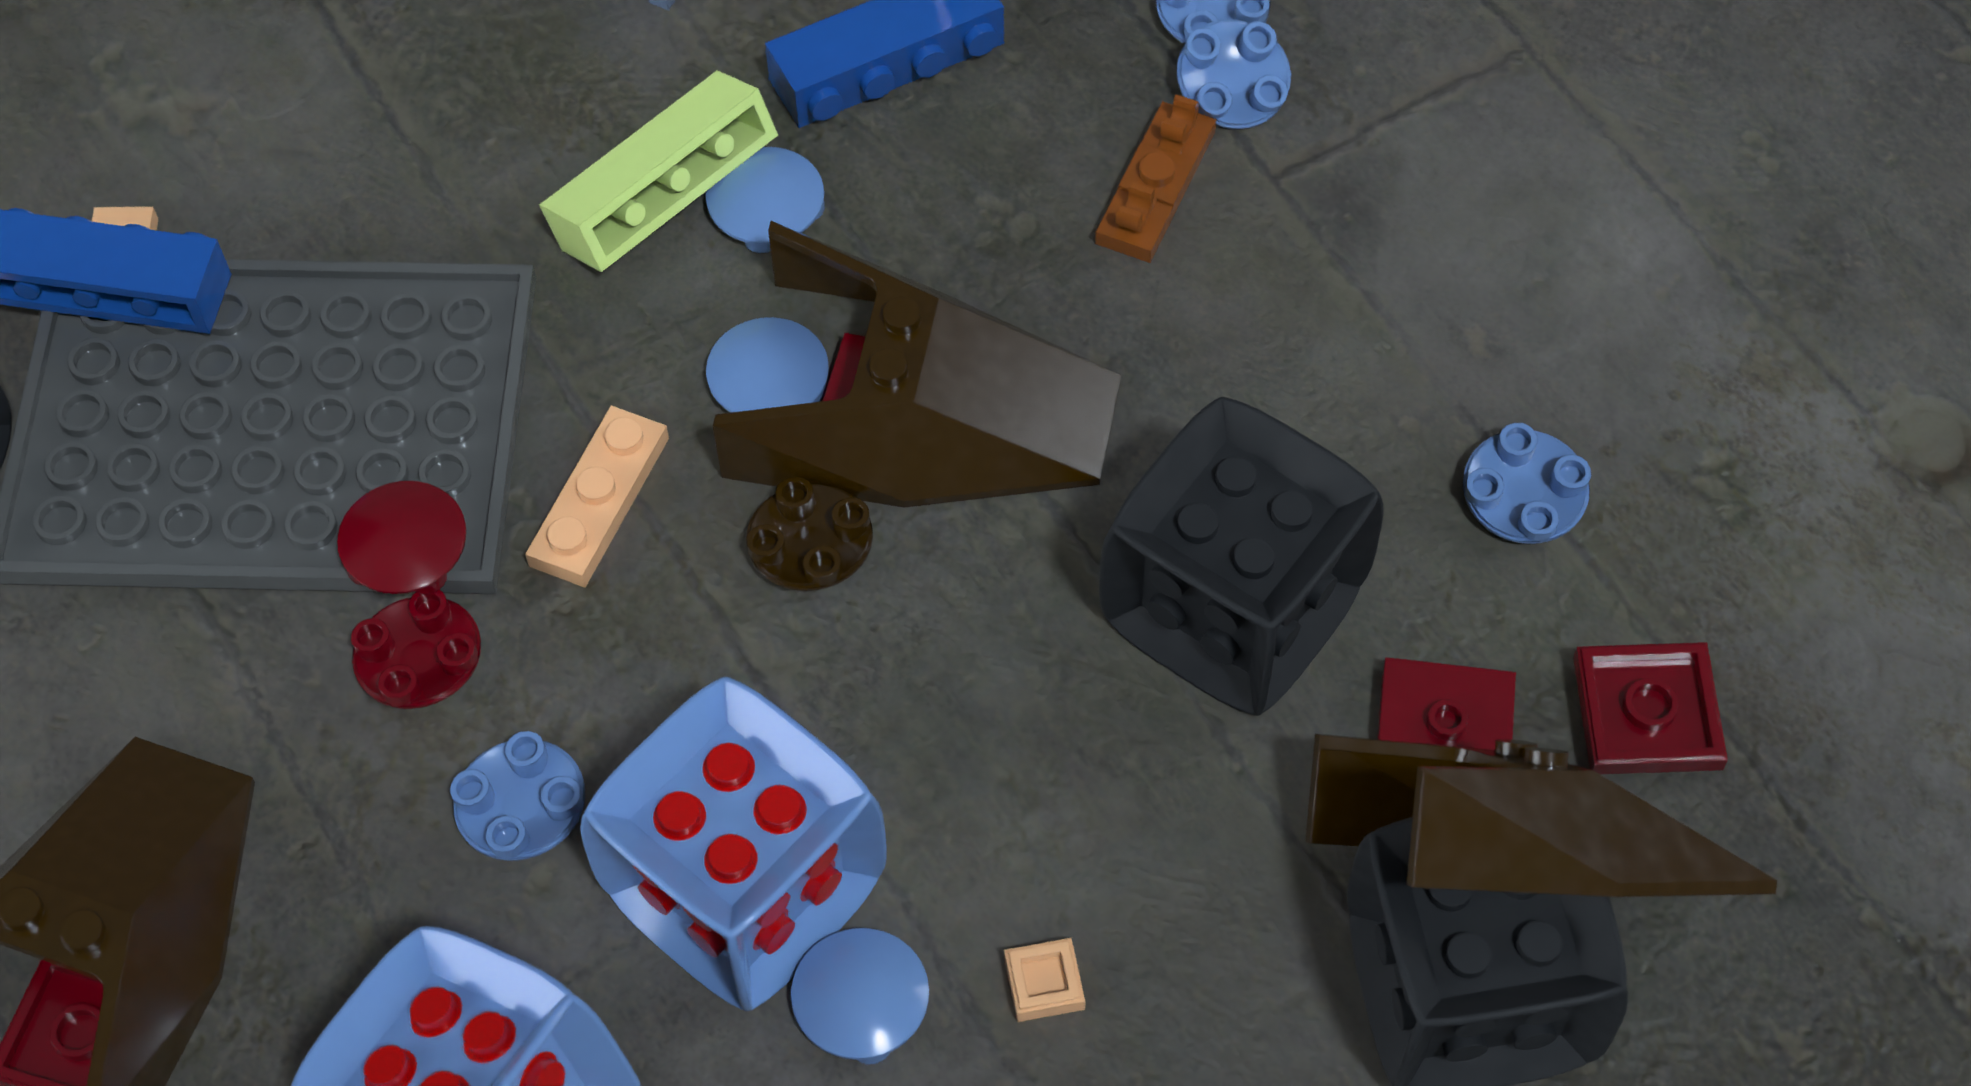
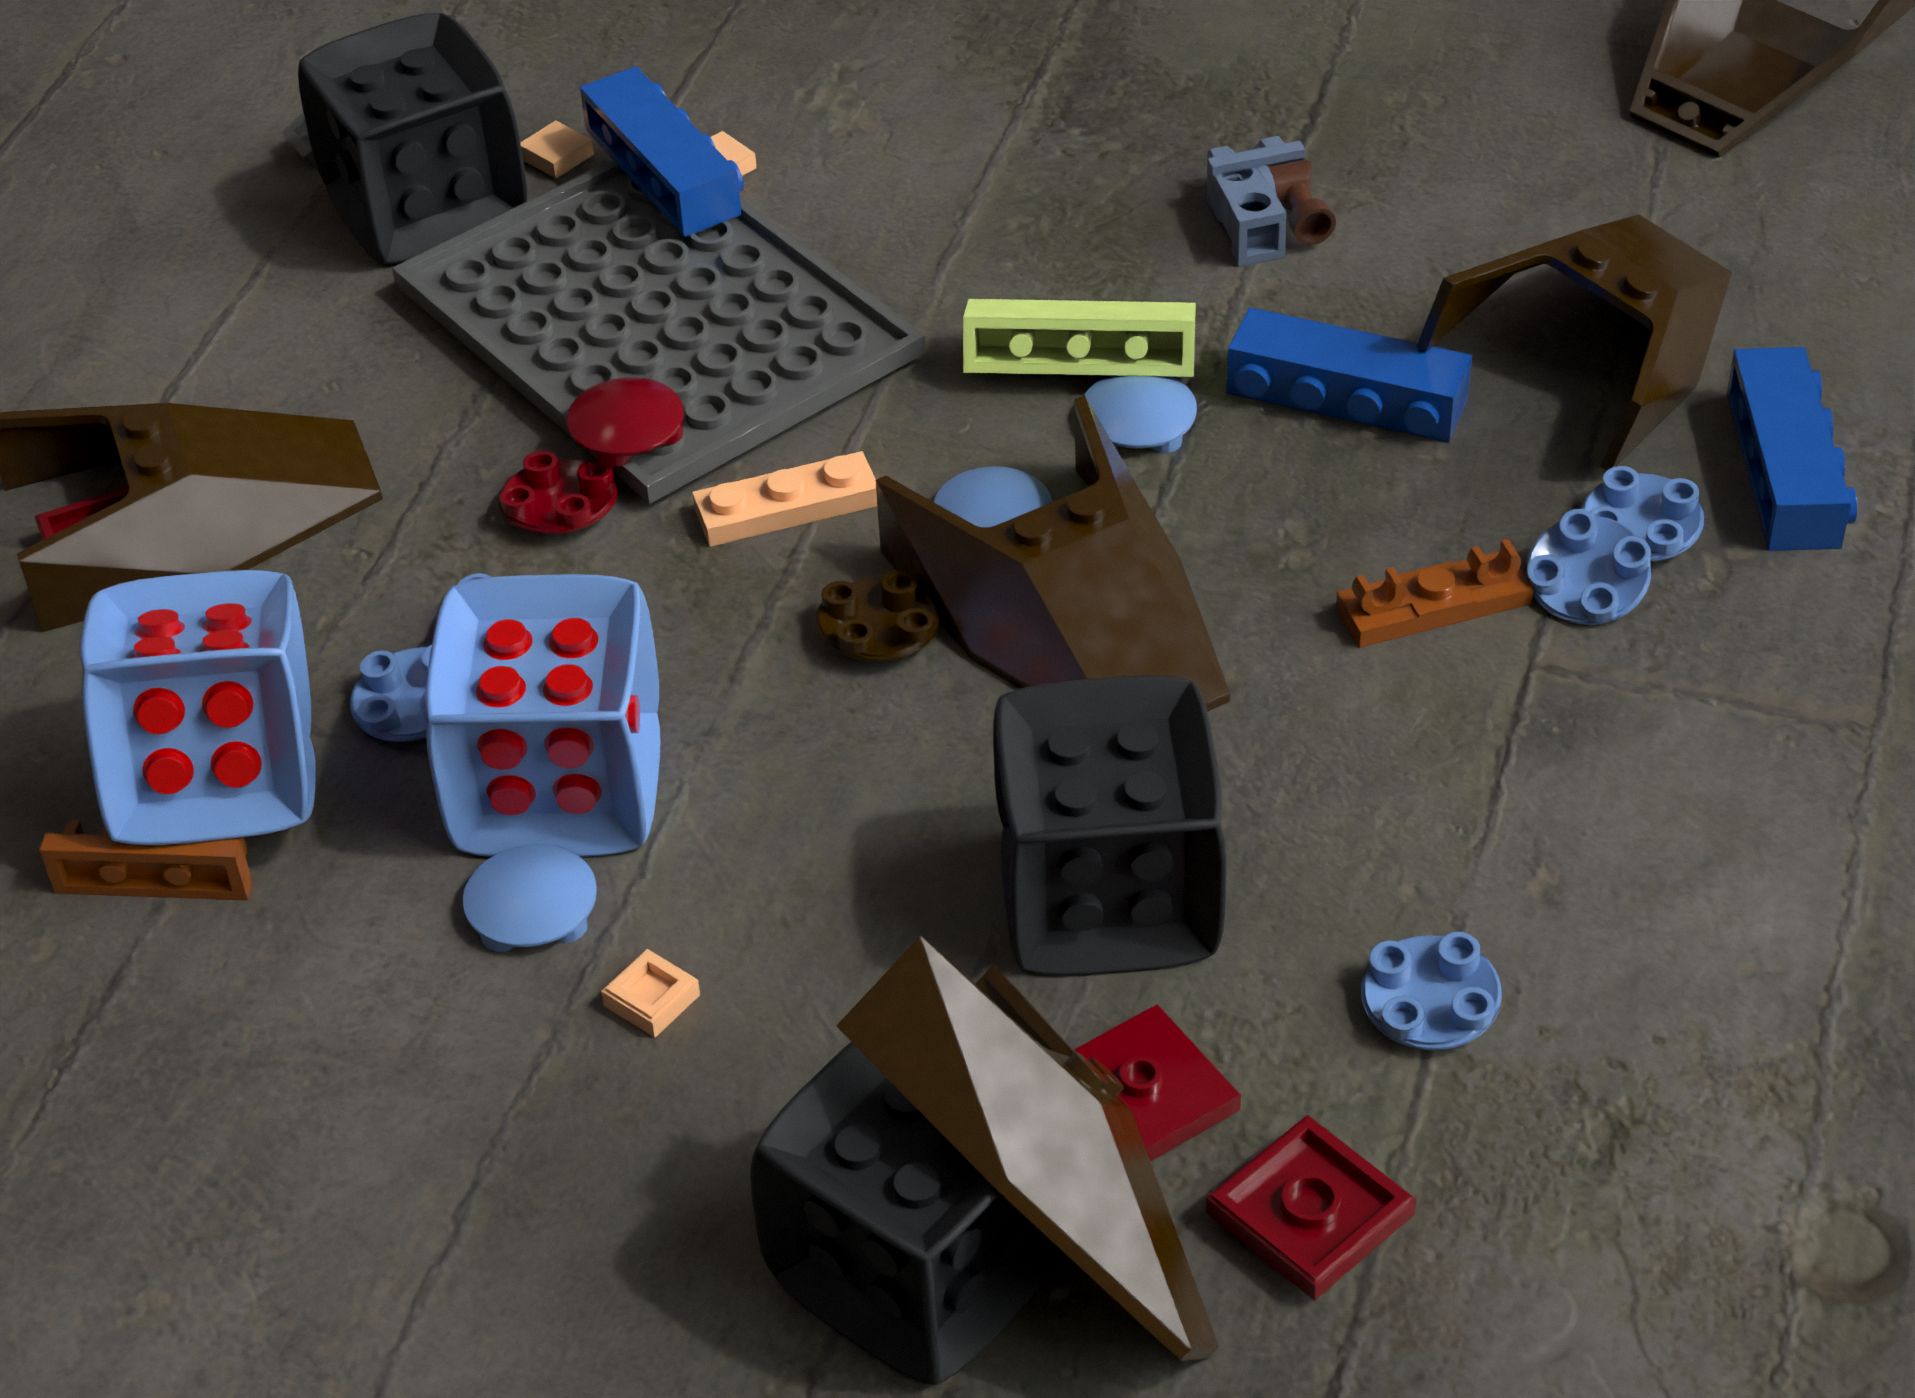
camera: 50 degrees right, 15 degrees down
(543, 915) = (392, 694): none -> medium blue dish

